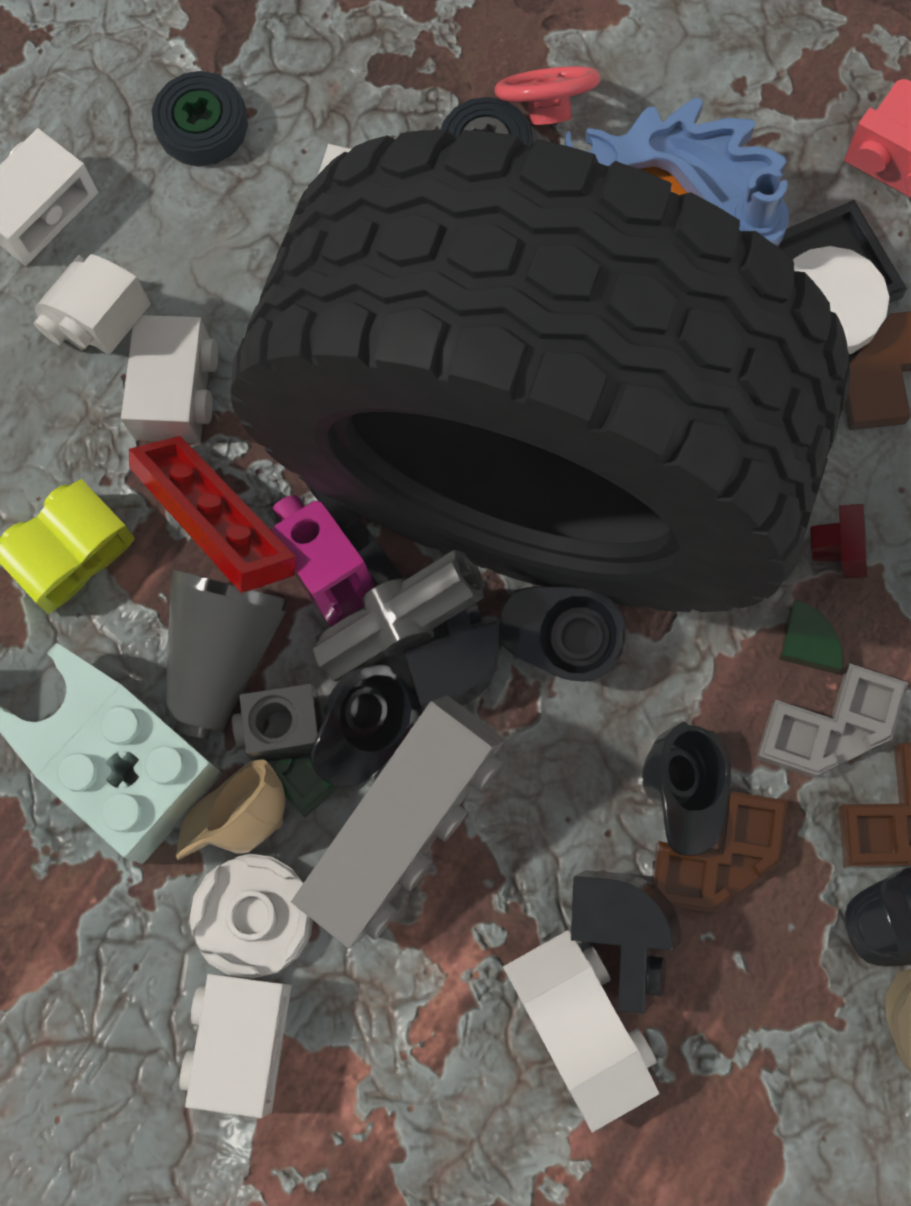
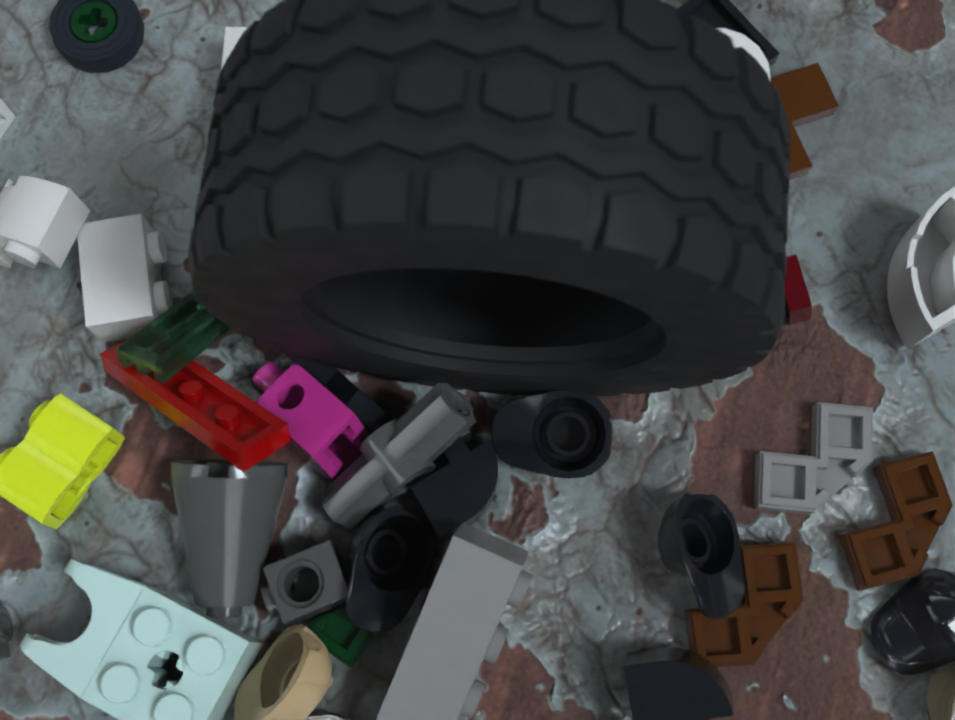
camera: 20 degrees left, 0 degrees up
(212, 451) = (182, 345): none -> clear green tile
(811, 640) = (777, 389): dark green tile -> none

